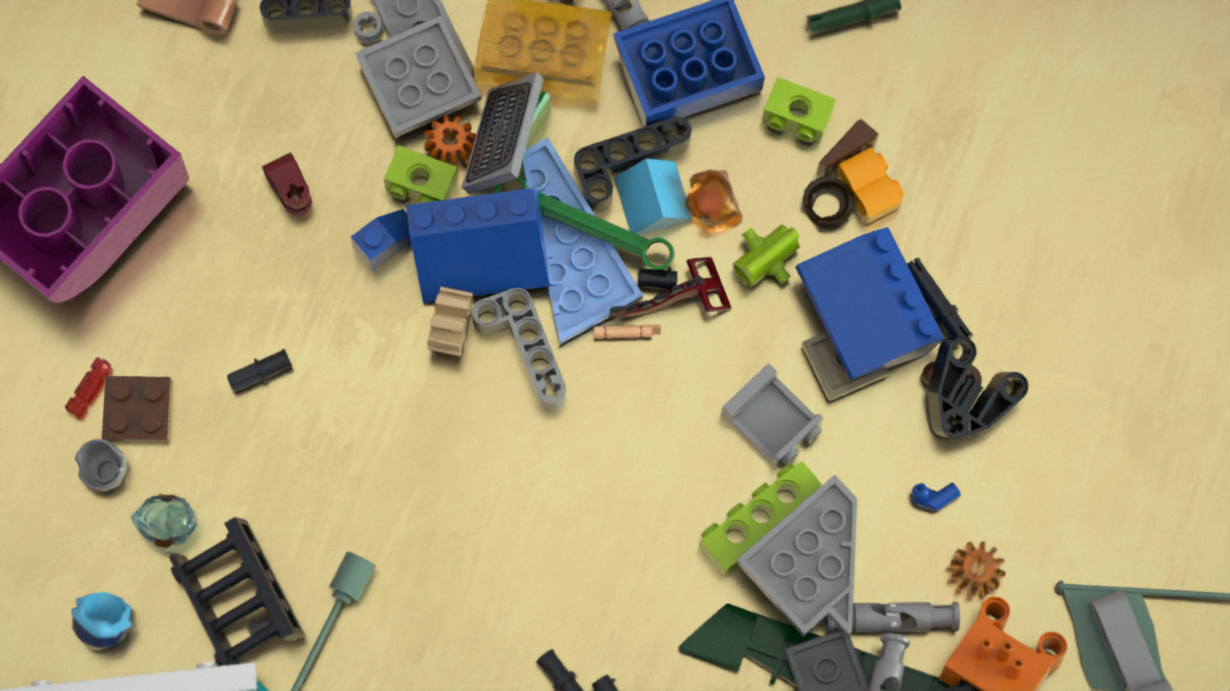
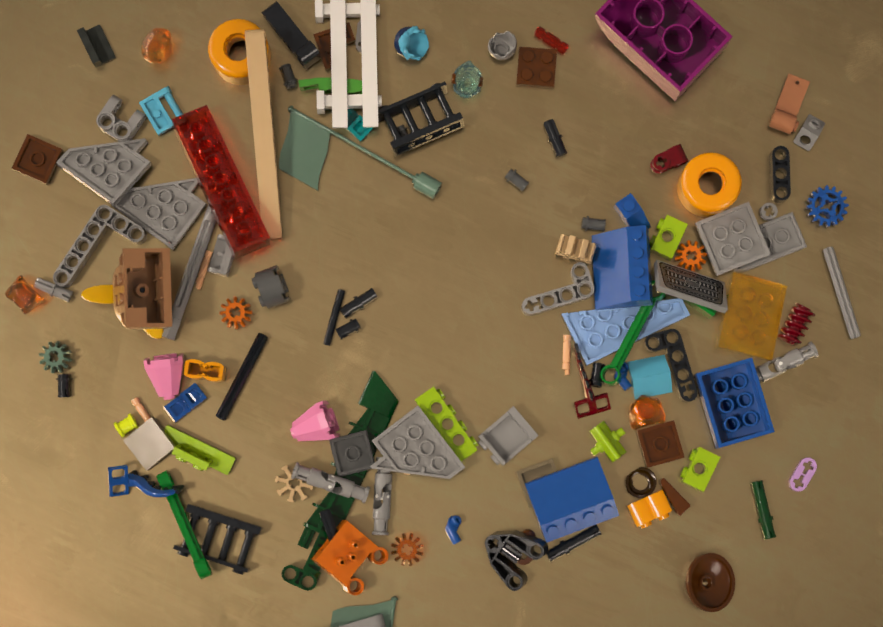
camera: 100 degrees right, 10 degrees up
(334, 429) = (516, 179): none -> dark grey pin
(337, 145) = (706, 204): none -> light orange piece
(404, 300) = (593, 224): none -> dark grey pin
(669, 233) = (624, 383): none -> blue arm
(762, 174) = (660, 444): none -> reddish brown plate
(979, 83) = (717, 583): none -> reddish brown dish

